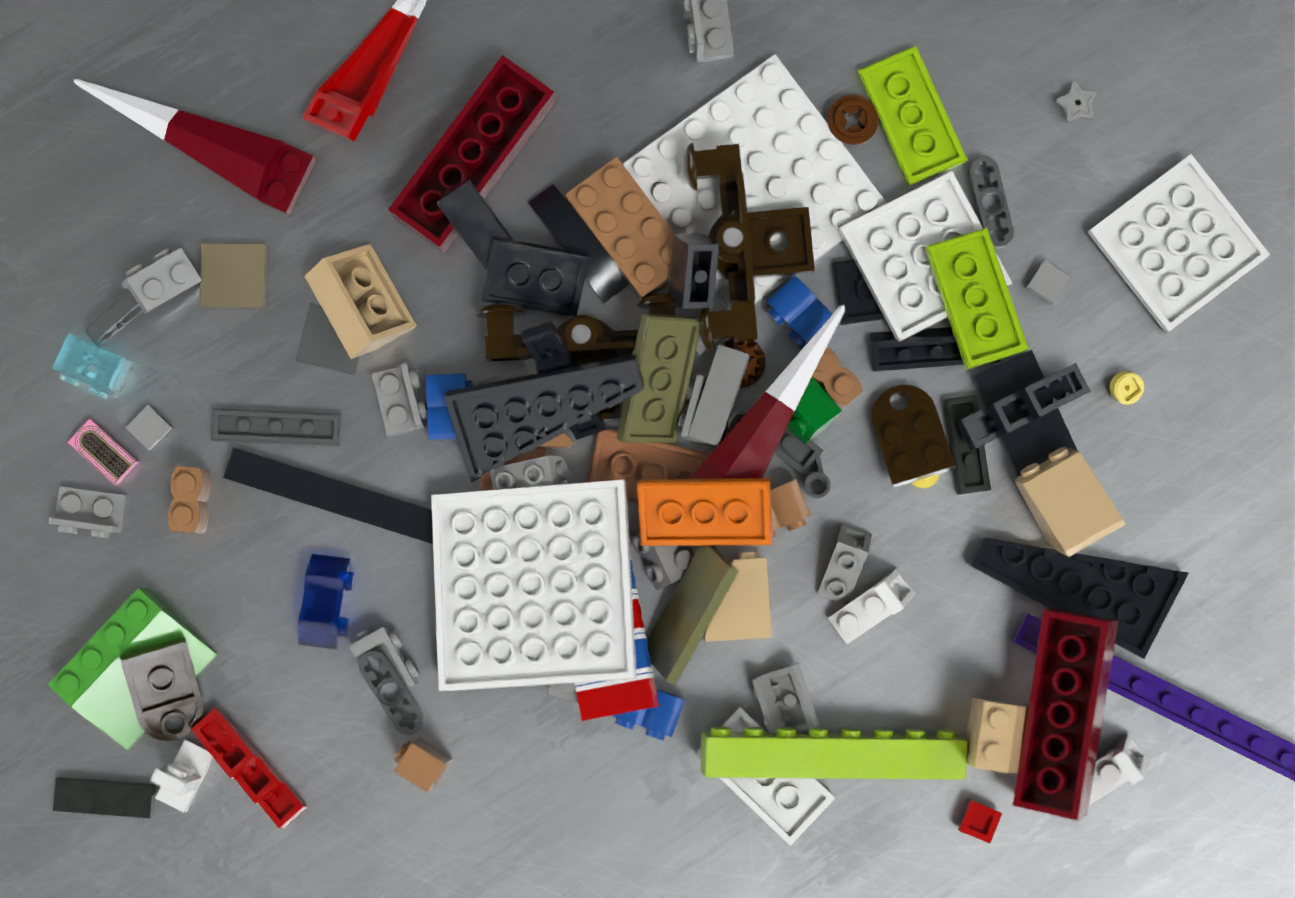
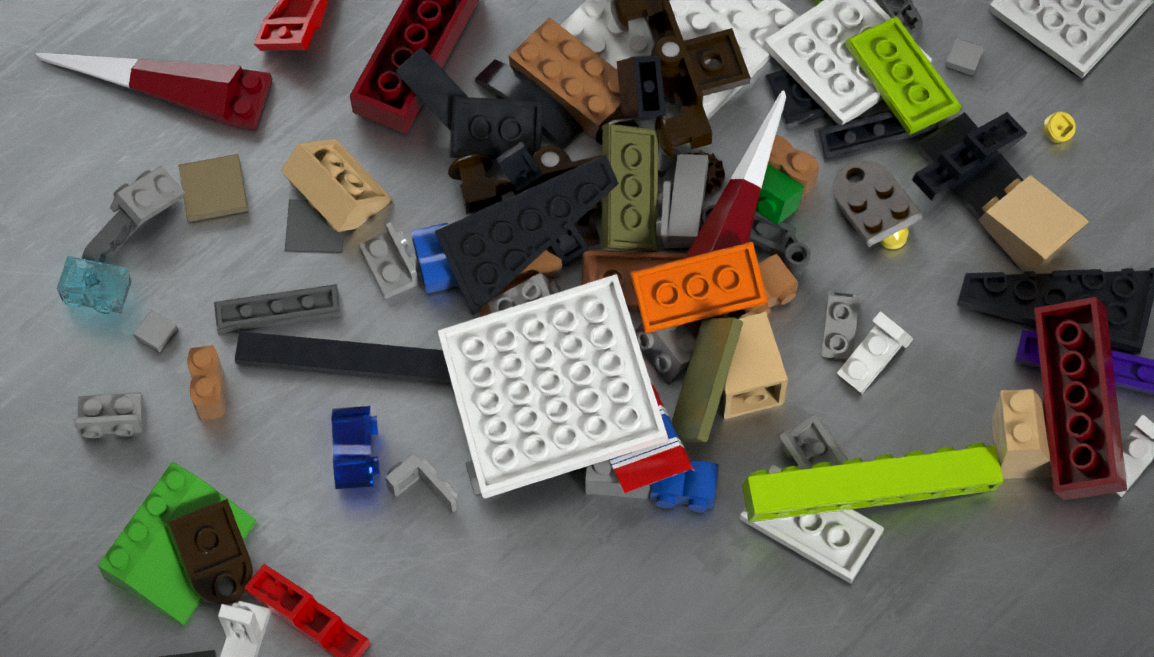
camera: 15 degrees left, 20 degrees down
(103, 452) = (114, 360): tile -> none
(397, 717) = (455, 530): dark grey beam -> none
(421, 764) = (478, 569): medium nougat brick -> none
(798, 311) = (741, 116): blue brick -> none
(971, 466) = (936, 219): pearl dark grey tile -> none
(980, 821) = (1028, 524): red plate -> none

